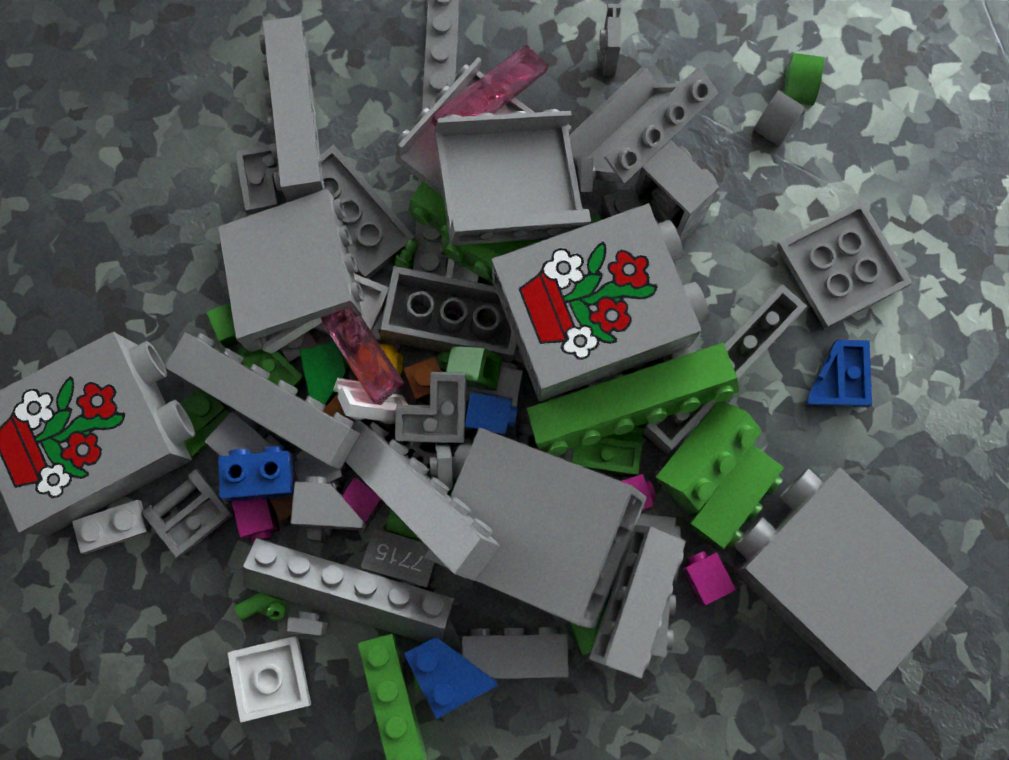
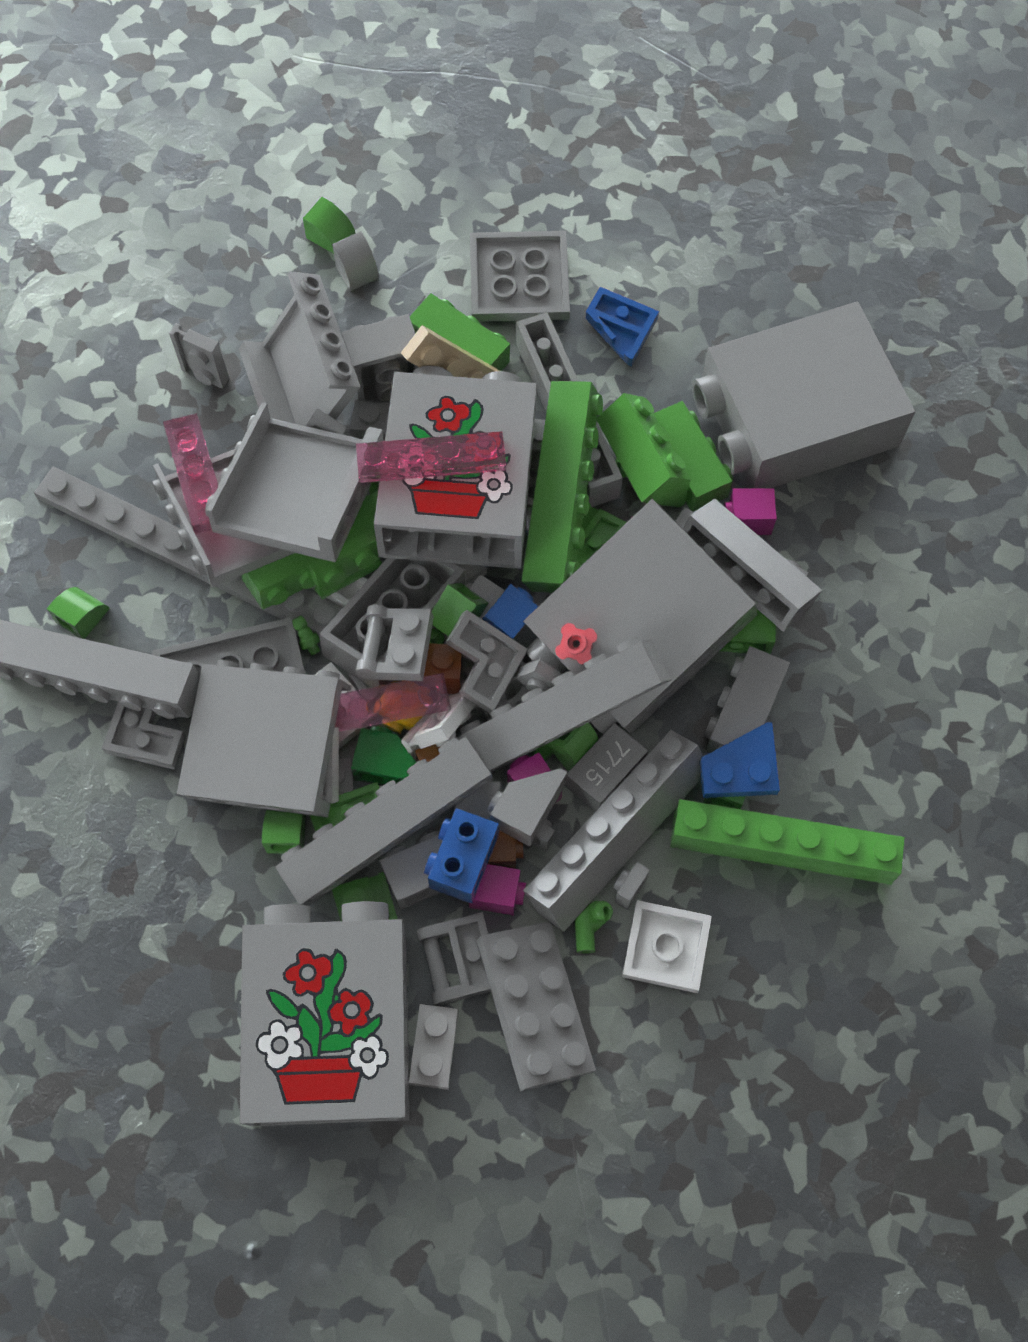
camera: 65 degrees left, 10 degrees down
(171, 593) = (535, 1005): none -> light grey plate
(343, 71) = (77, 611): none -> bright green brick
(410, 341) = (406, 646): none -> light grey plate
(481, 489) = (583, 651): none -> coral plate
(577, 275) = (430, 457): none -> clear pink plate
(701, 252) = (431, 349): none -> tan plate
(748, 244) = (462, 330): none -> bright green brick

